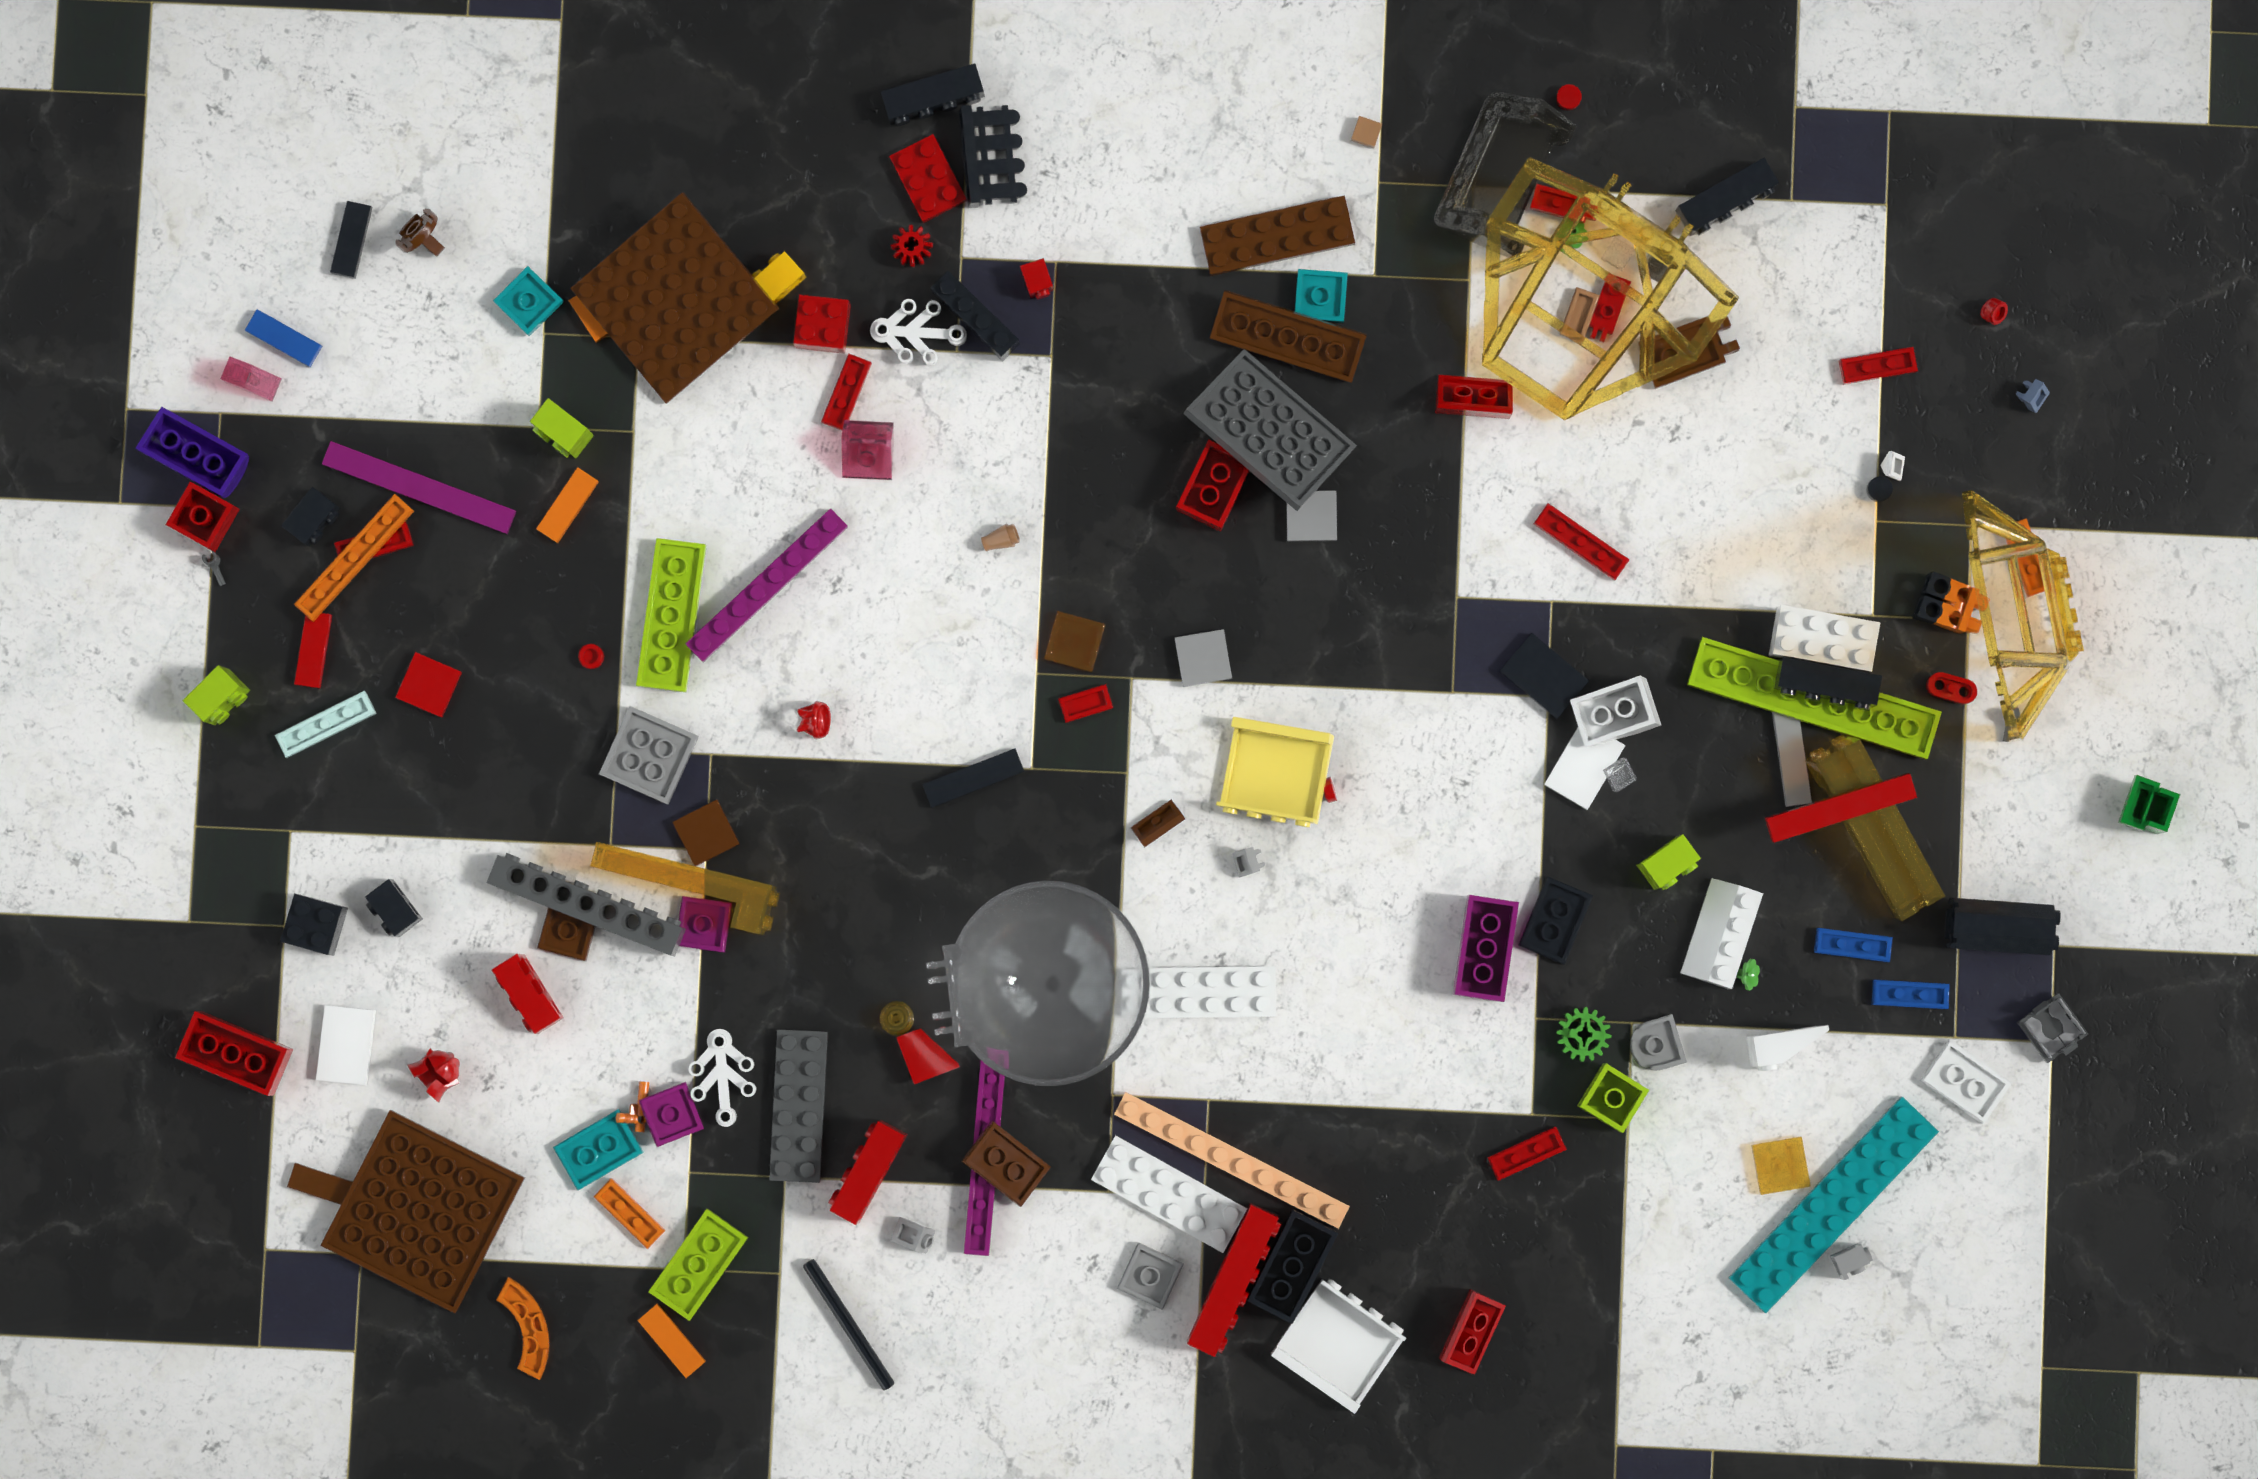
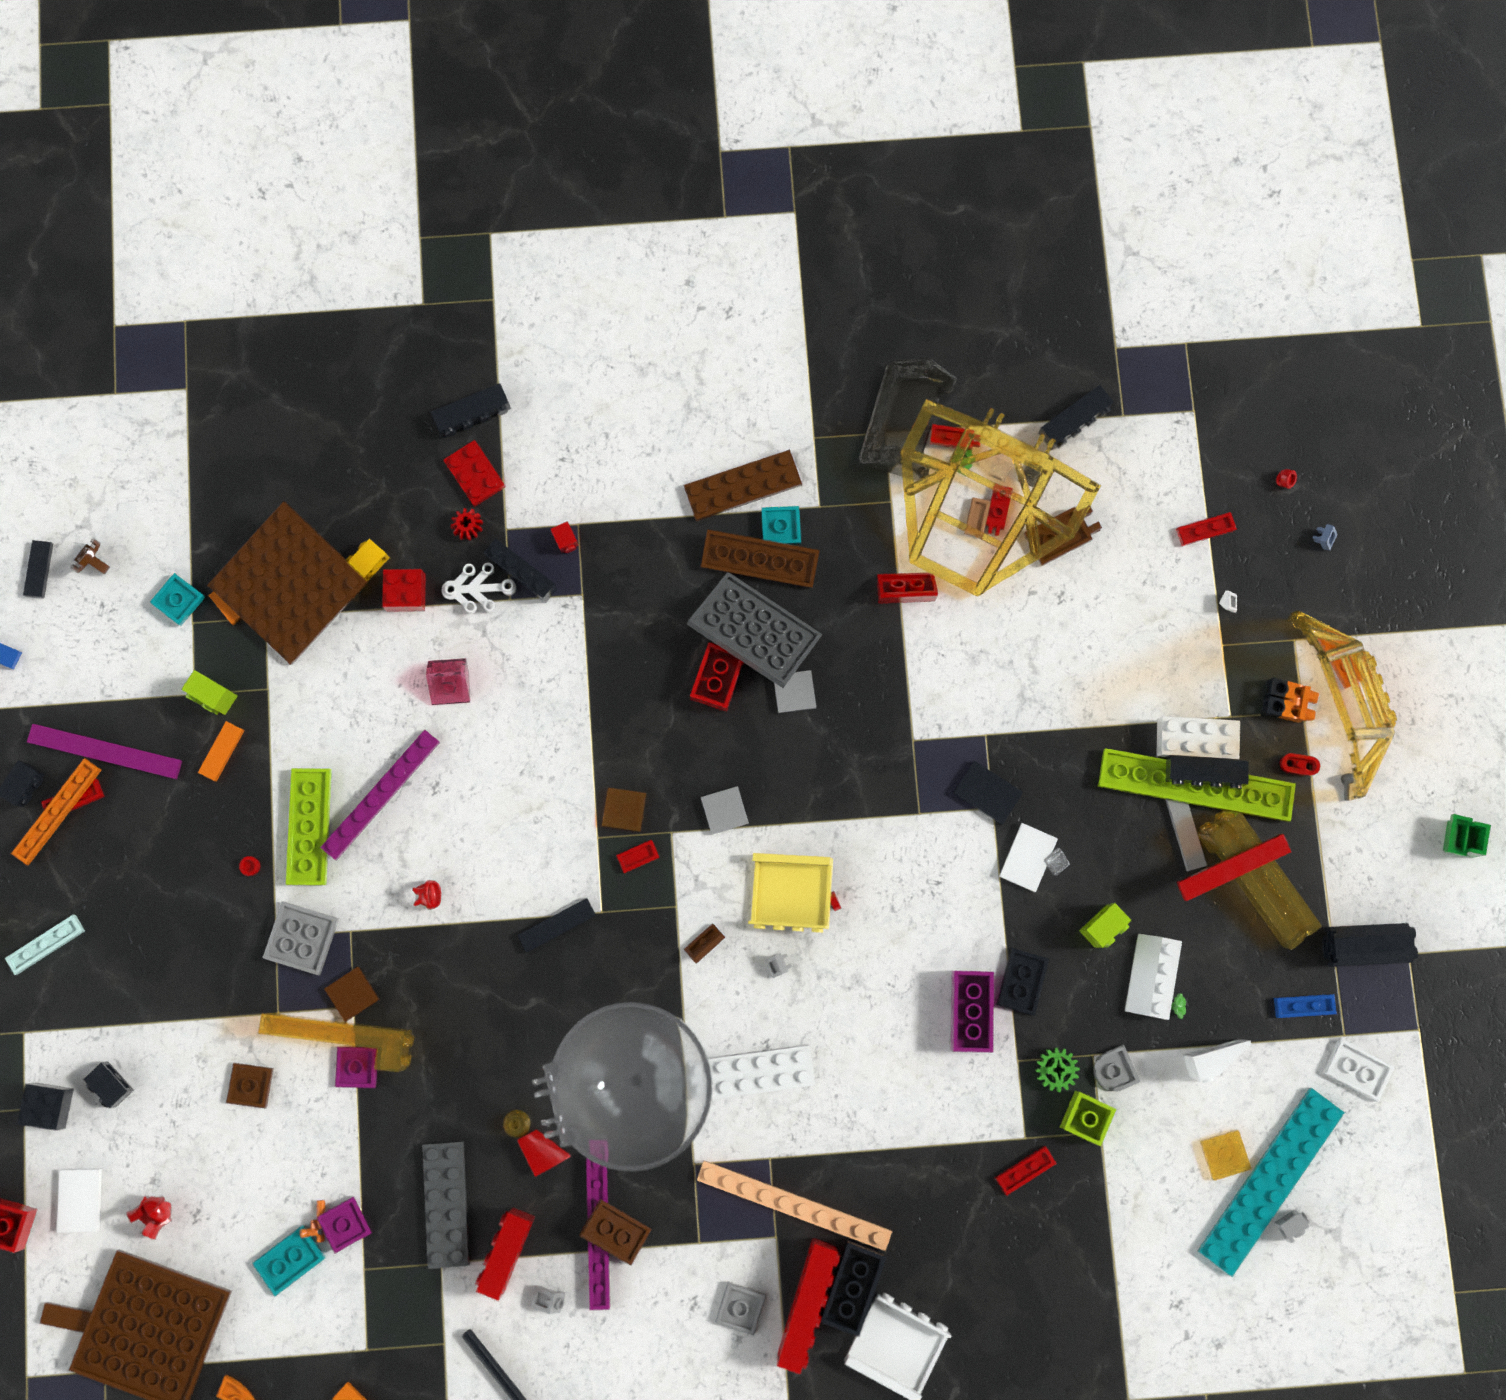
camera: 15 degrees left, 5 degrees down
(313, 651) = (31, 888): red tile -> none
(428, 684) = (123, 903): red tile -> none
(502, 877) = (193, 1049): dark grey brick -> none
(527, 993) = (219, 1140): red wedge -> none
(629, 1213) = (318, 1310): orange tile -> none
(698, 1264) = (377, 1346): lime plate -> none
(722, 1073) = (381, 1186): white plant -> none
(846, 391) = (428, 639): red tile -> none
(984, 143) = (517, 460): black fence -> none
(1003, 537) = (558, 736): medium nougat cone -> none
(1169, 1194) = (748, 1239): white plate -> none
(1366, 132) = (800, 401): medium nougat tile -> none
(1472, 1332) = (1001, 1322): red slope -> none
(1568, 97) = (947, 359): red tile -> none
(1581, 541) = (1002, 687): red tile -> none
(1615, 711) = (1047, 813): white slope -> none
(1853, 945) = (1255, 972): blue tile -> none
(1879, 489) = (1221, 620): black tile -> none
(2053, 1028) = (1419, 1019): piece -> none

